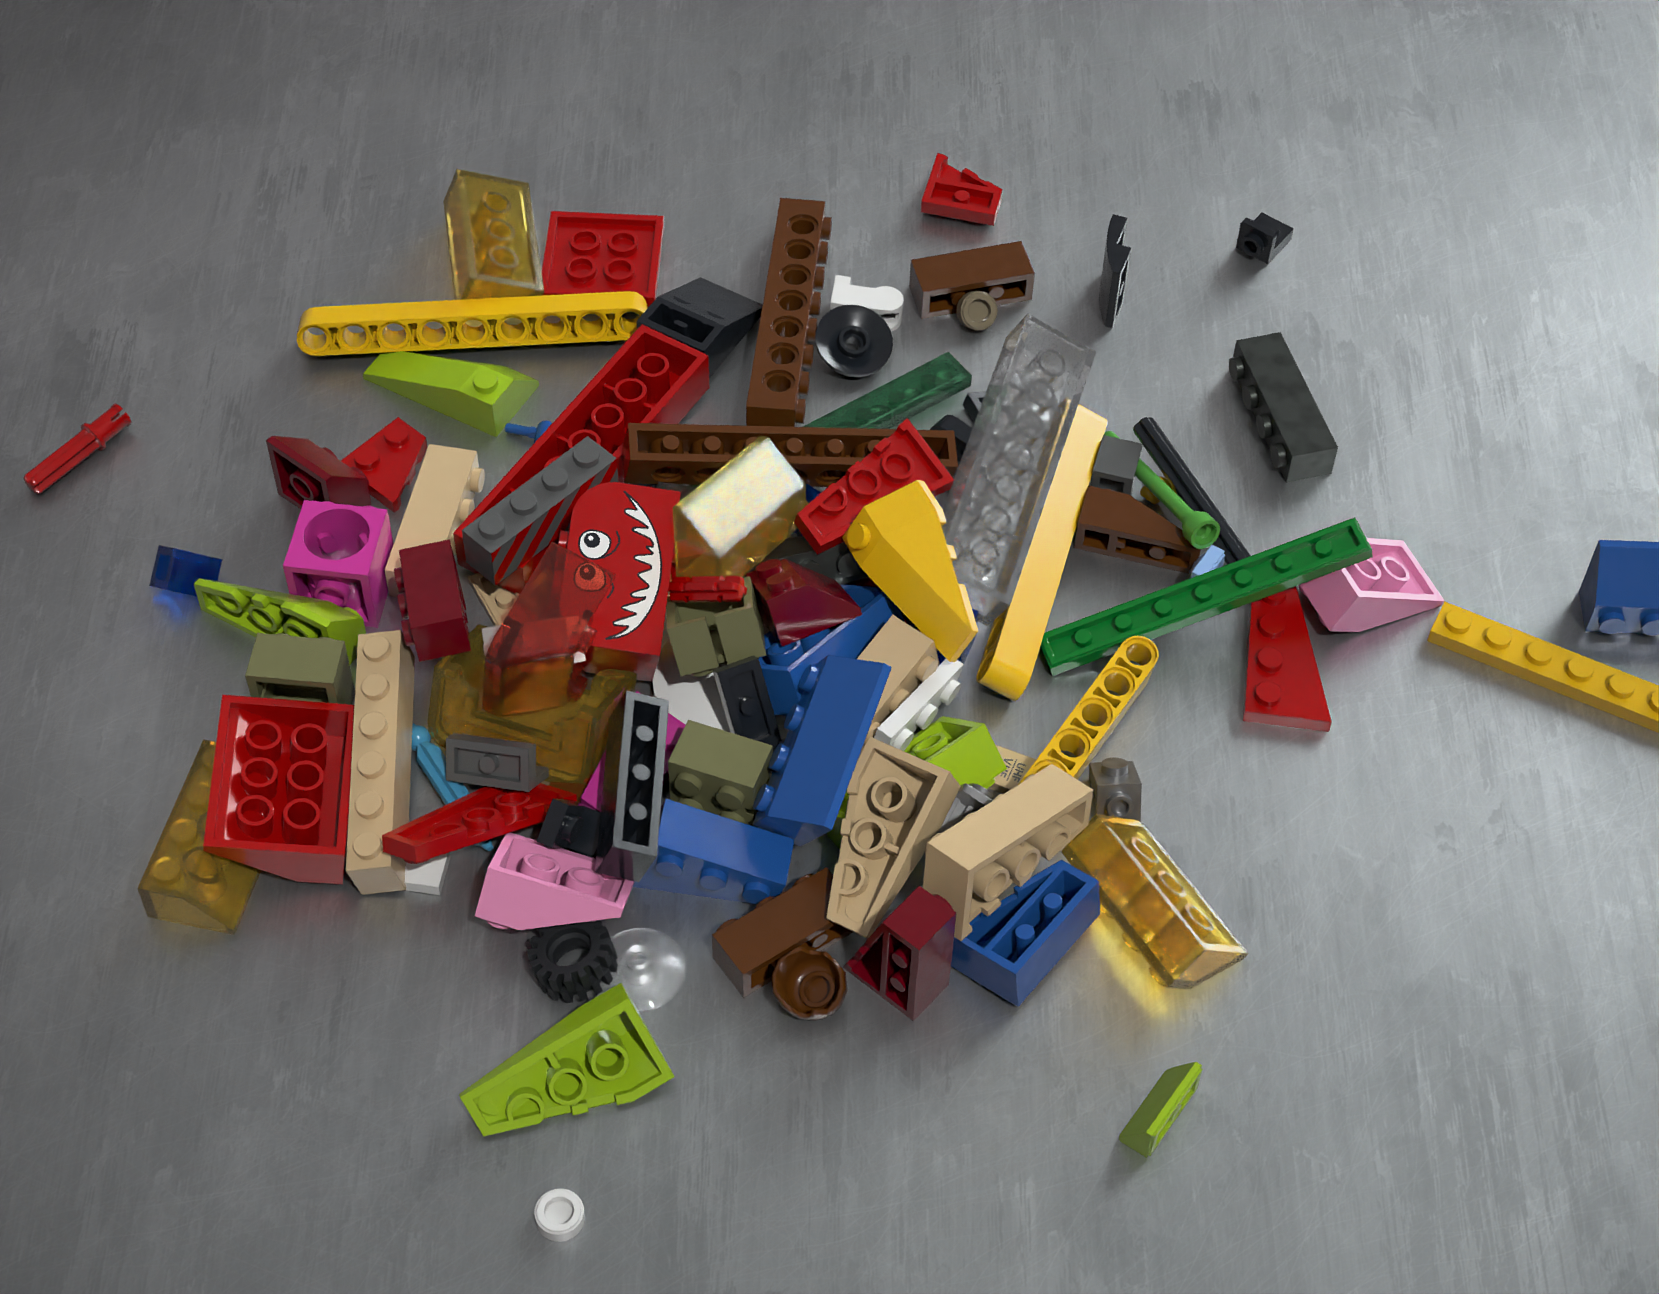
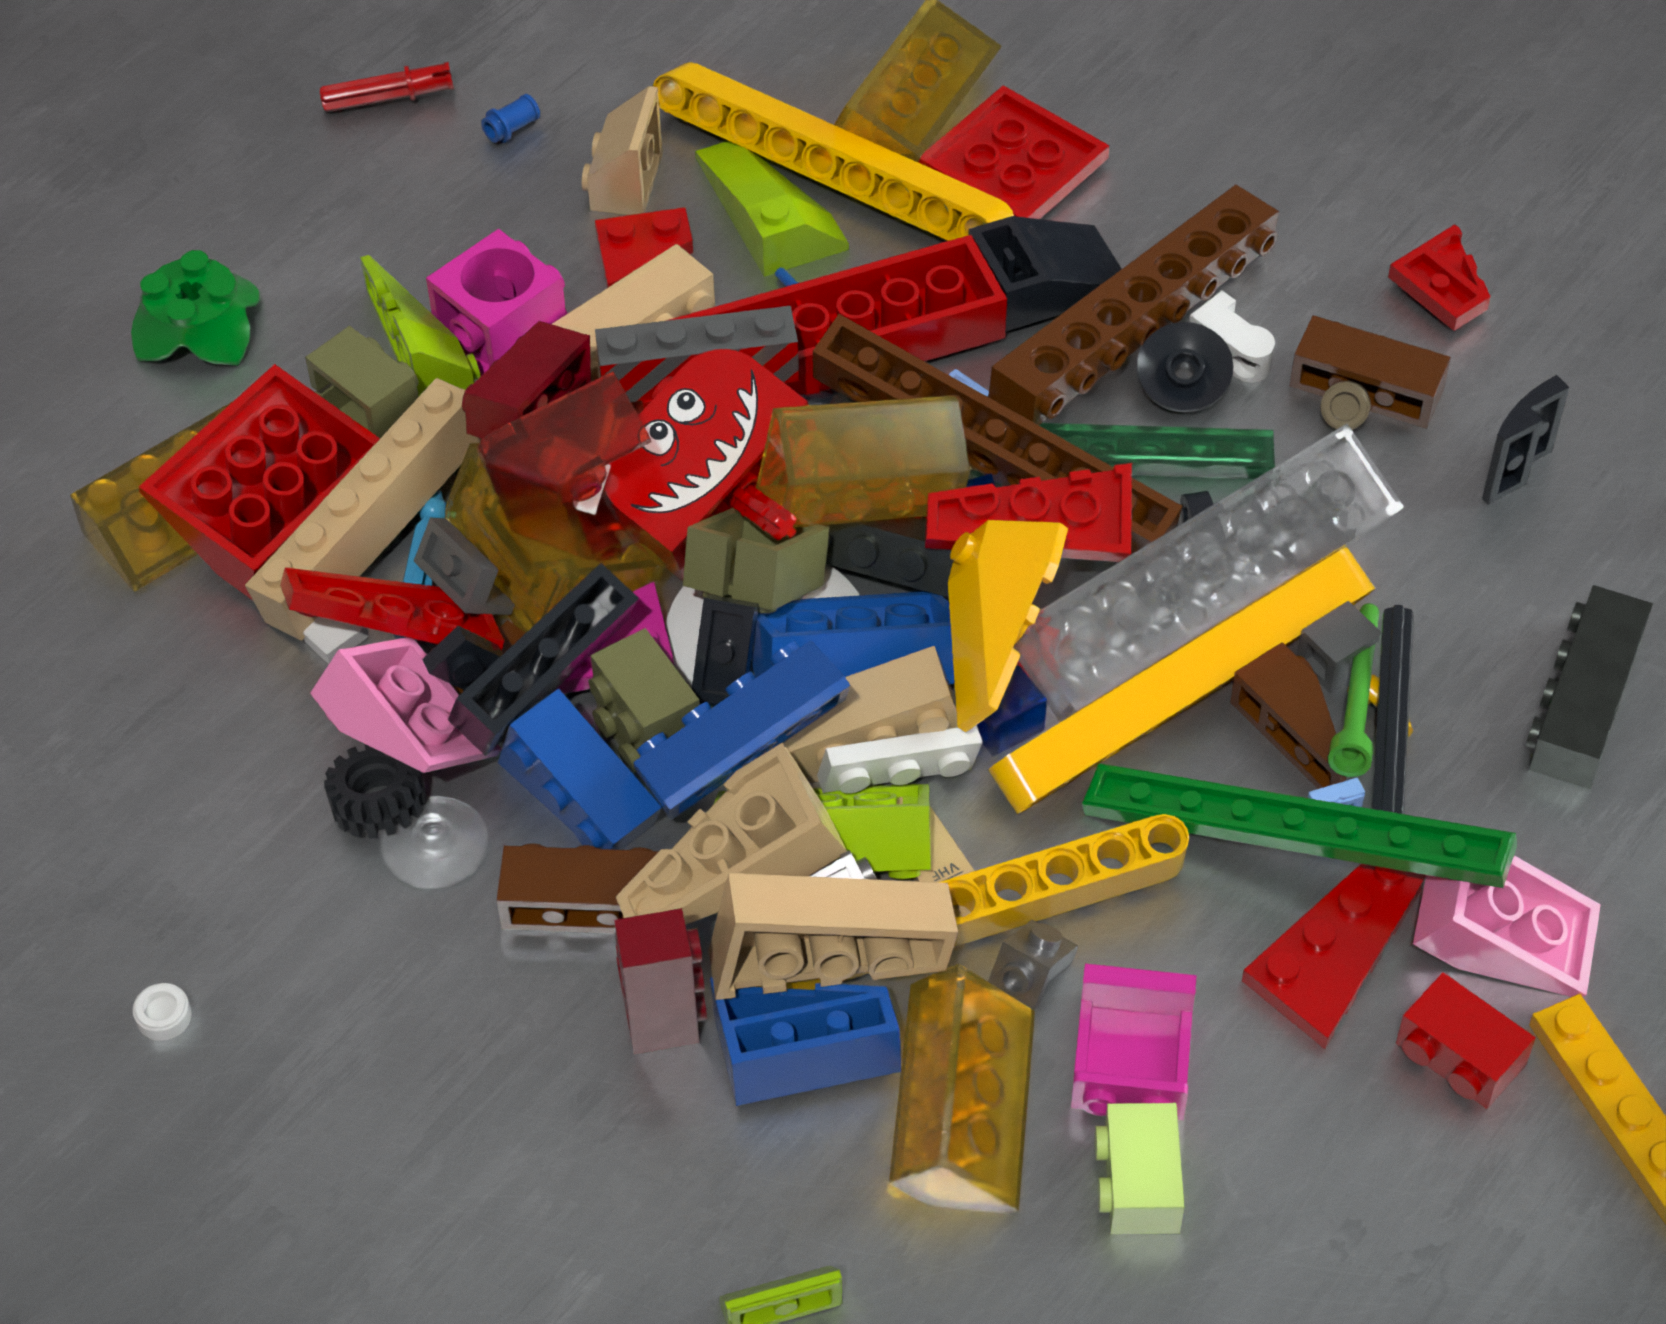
camera: 40 degrees right, 0 degrees up
(82, 697) = (194, 306): none -> green brick
(180, 569) = (374, 238): clear blue panel -> none
(196, 429) = (501, 123): none -> blue pin
(314, 474) = (557, 220): dark red slope -> none
(324, 399) = (625, 156): none -> tan slope
(580, 1063) = (302, 890): lime wedge -> none
(799, 600) = (866, 579): dark red slope -> none
(809, 984) = (554, 950): reddish brown hair -> none
(1222, 801) = (1133, 1038): none -> dark pink panel
(1303, 874) = (1142, 1168): none -> yellowish green brick
(1410, 671) = (1464, 1041): none -> red brick

